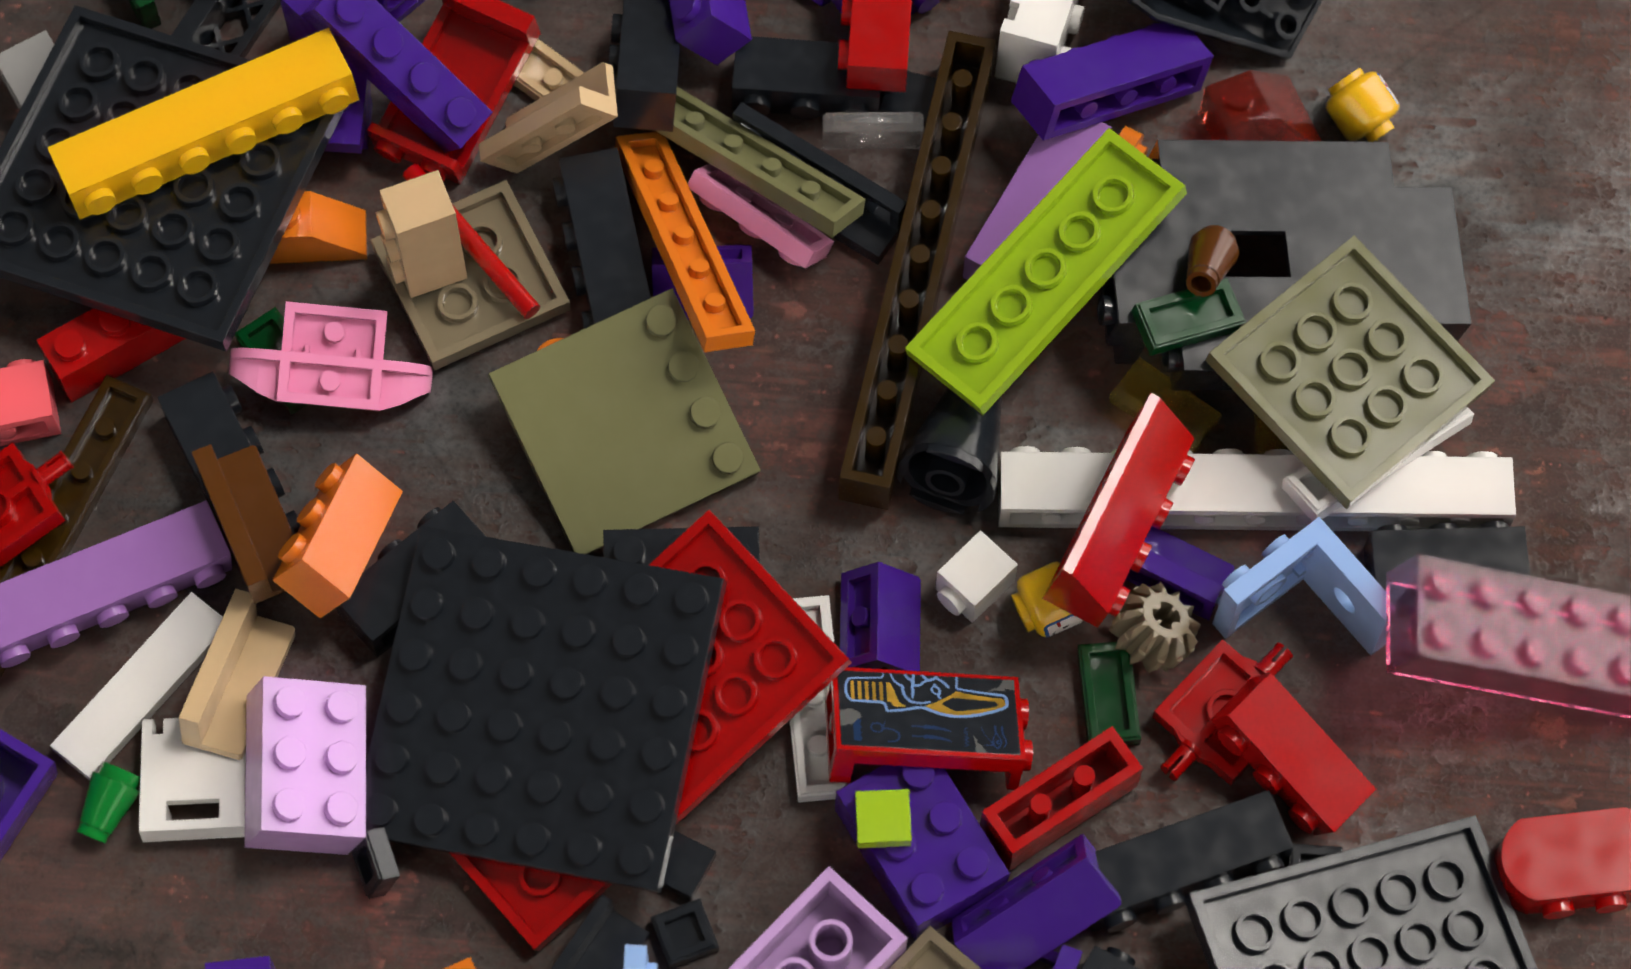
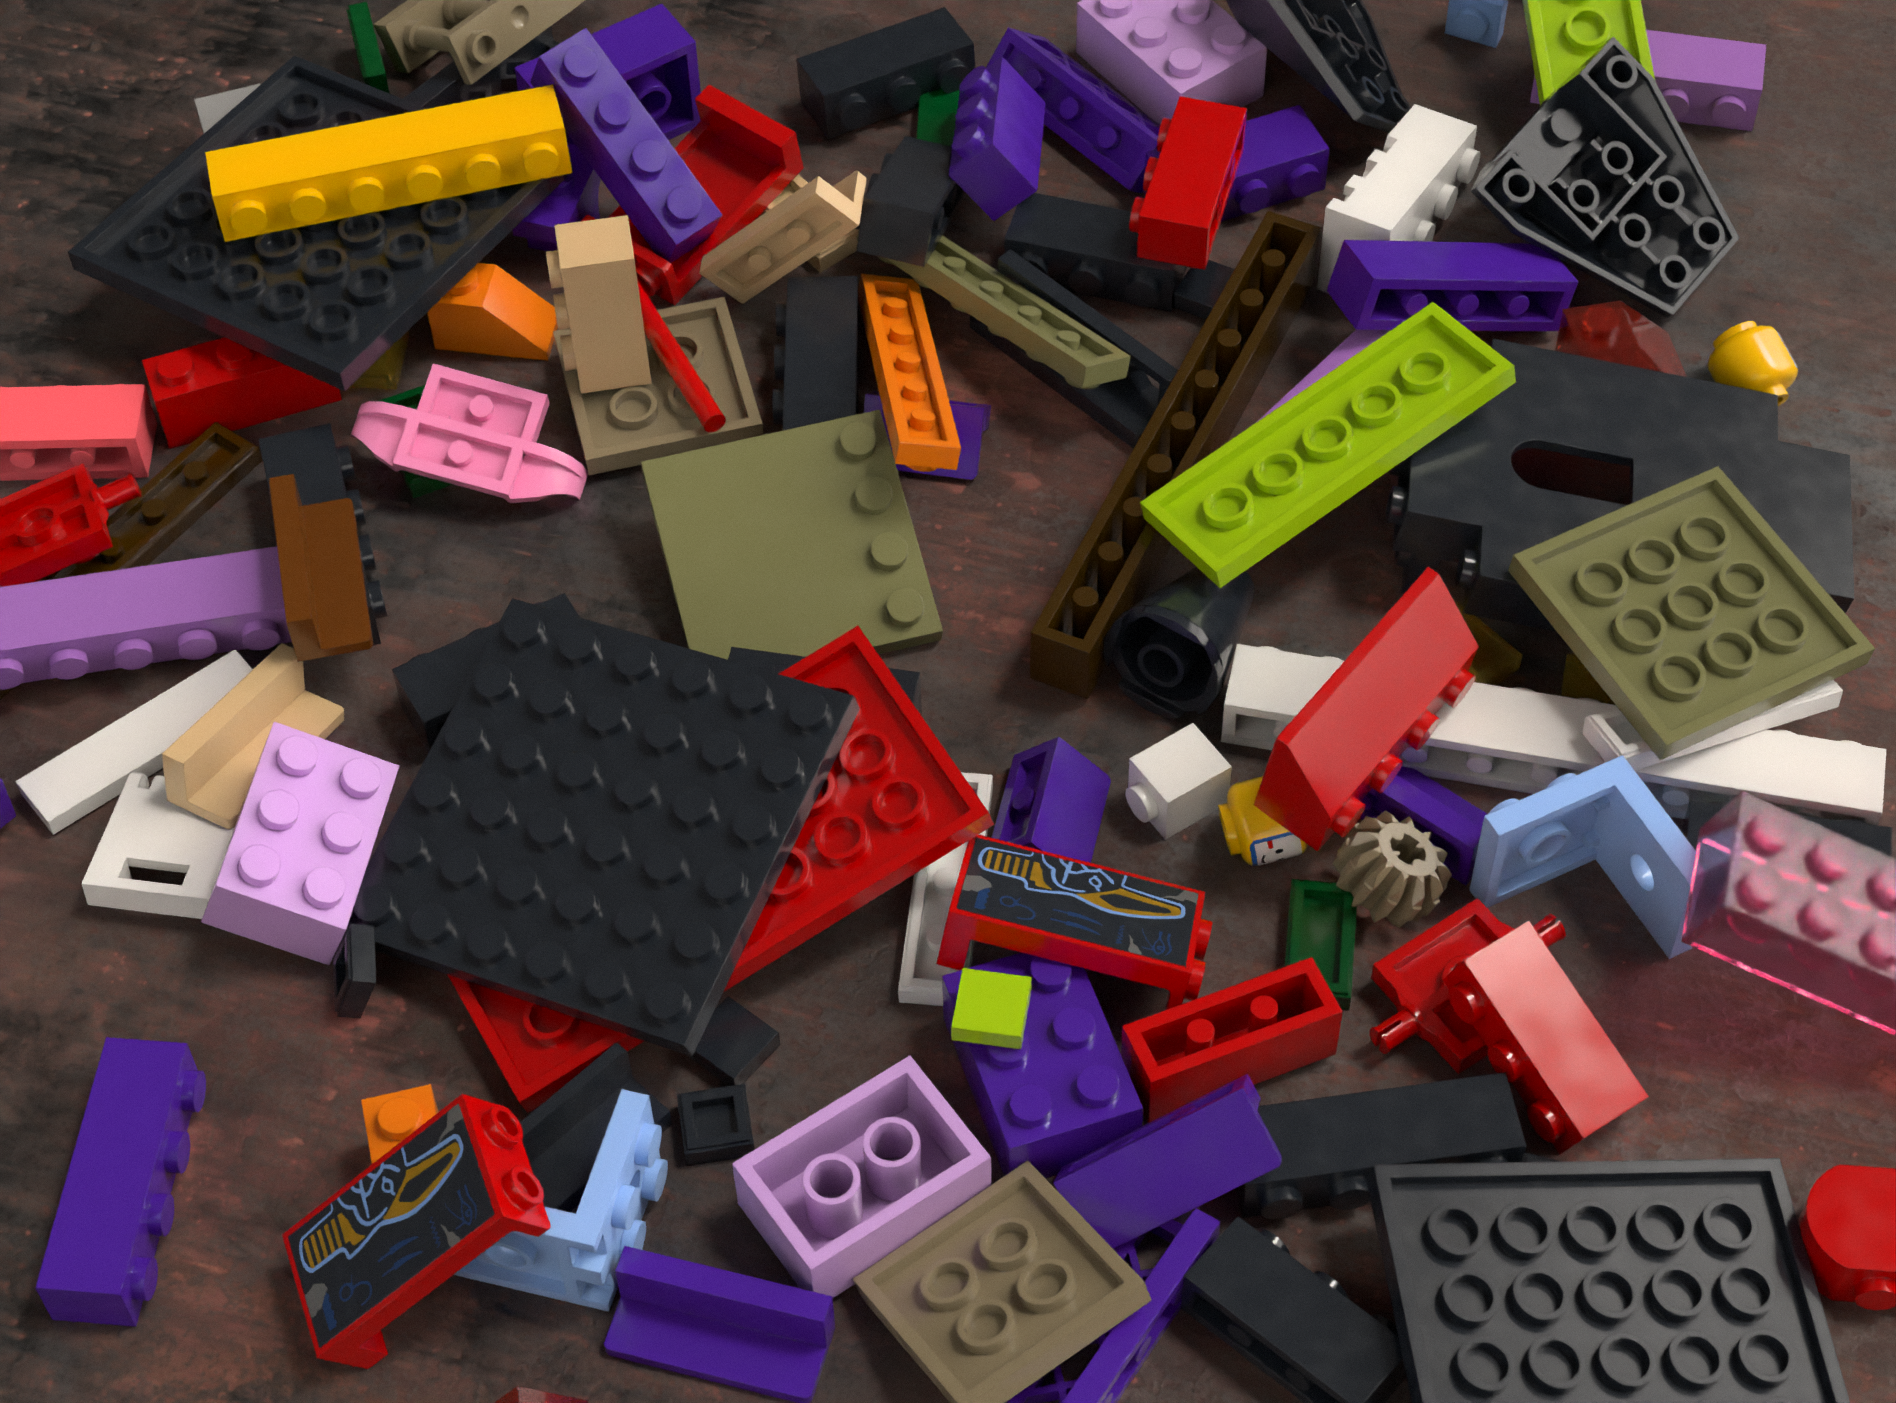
camera: 15 degrees right, 15 degrees down
(107, 801) = (59, 850): green cone -> none
(336, 535) = (412, 599): orange brick -> none
(760, 217) = (1007, 375): bright pink plate -> none
(872, 130) = (1154, 298): clear tile -> none
(1187, 318) = (1493, 517): dark green tile -> none
(1210, 258) = (1533, 455): reddish brown cone -> none

